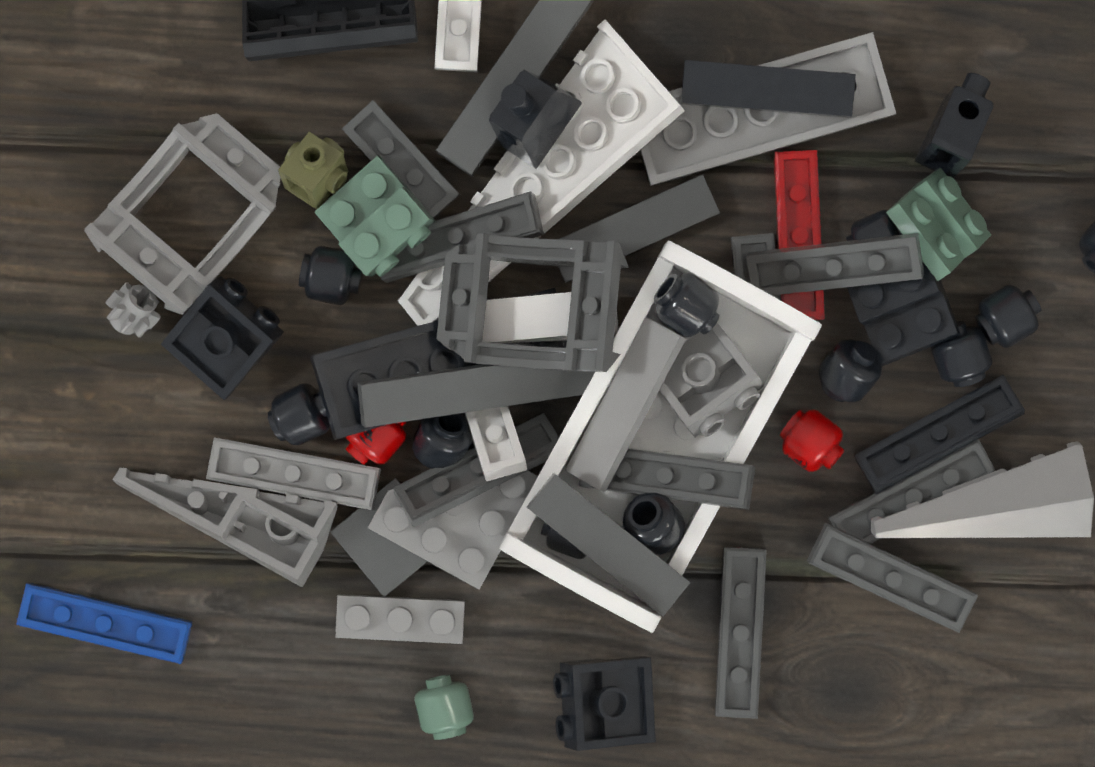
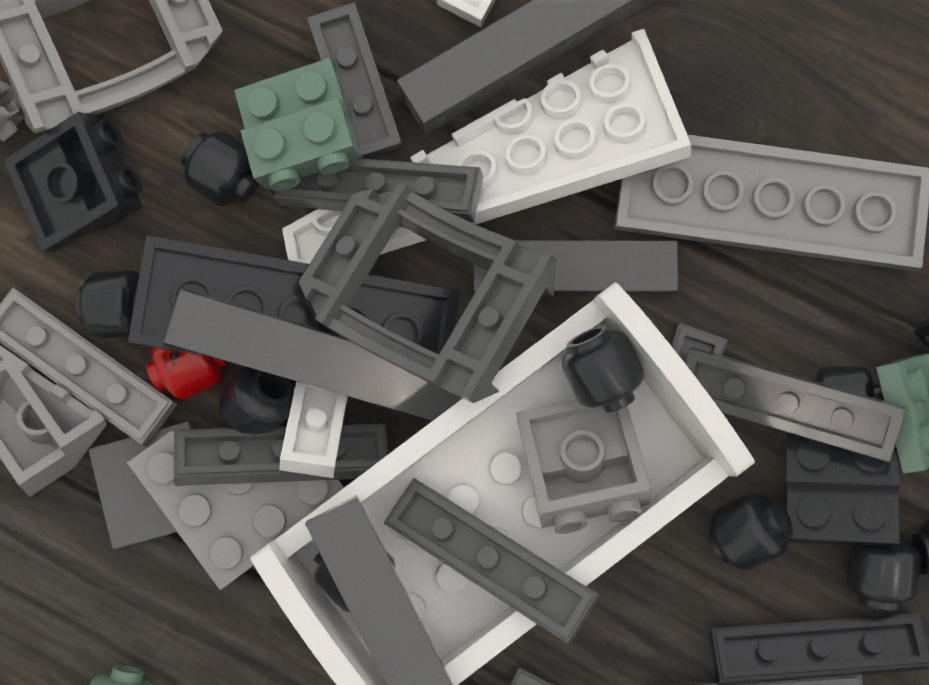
camera: 20 degrees right, 5 degrees down
(314, 169) = (255, 44): olive brick -> none
(400, 618) = (120, 582): light grey plate -> none
(528, 319) = (412, 307): white slope -> none
(532, 116) = (518, 85): black torso -> none
(625, 404) = (478, 453): light grey tile -> none
(654, 522) = (450, 607): black head -> none
(768, 89) = (793, 177): black tile -> none
(799, 217) = (767, 321): red tile -> none
(812, 440) = (672, 591): red head -> none

